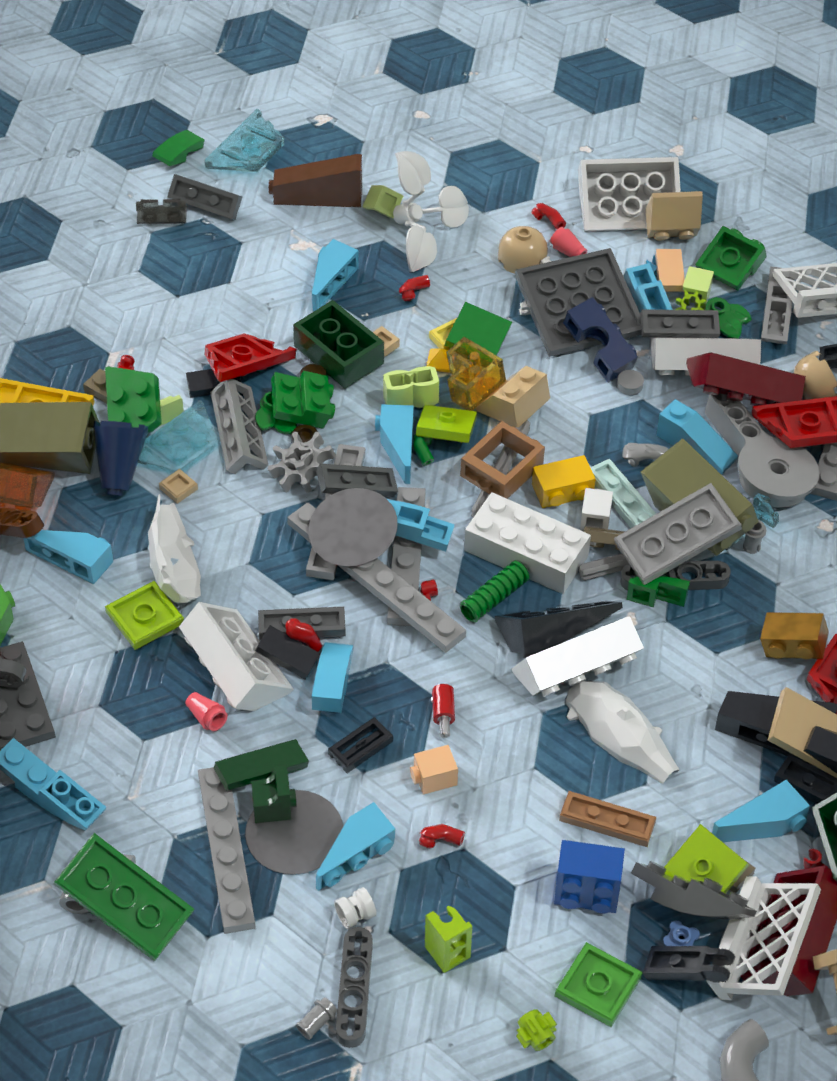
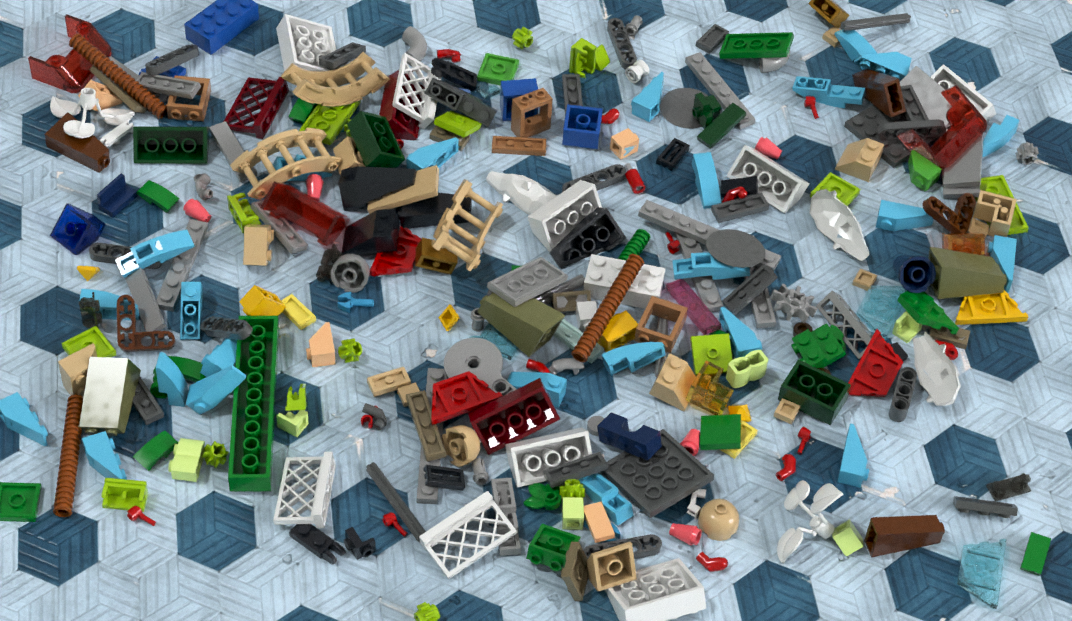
camera: 160 degrees right, 0 degrees up
(72, 657) = (860, 158): none -> tan slope
(86, 781) = (810, 102): none -> red hand
(168, 330) = (943, 373): none -> white piece
(184, 961) = (712, 38): none -> dark grey tile
(226, 322) = (902, 394): none -> dark grey beam
(374, 313) = (804, 434): none -> red hand
(410, 959) = (602, 58): none -> lime slope
(442, 486) = (697, 309): none -> clear pink tile
(487, 888) = (571, 90): none -> dark grey plate
(496, 806) = (582, 126): none -> blue brick
(506, 717) = (608, 173): none -> dark grey beam
(520, 332) = (691, 441): none -> coral cone
(559, 436) = (632, 356): none -> medium azure slope
(566, 819) = (535, 124): none -> medium nougat window
(571, 480) = (607, 308): none -> dark orange piece
(629, 945) = (487, 90): none -> clear light blue tile
(649, 246) = (636, 541): none -> dark grey beam
(677, 1037) = (448, 53): none -> red arm
(717, 219) = (575, 571): none -> dark tan plate
(767, 669) = (446, 223): none -> tan fence
(790, 554) = (449, 317): none -> yellow slope
(797, 352) = (480, 475): none -> light grey pin

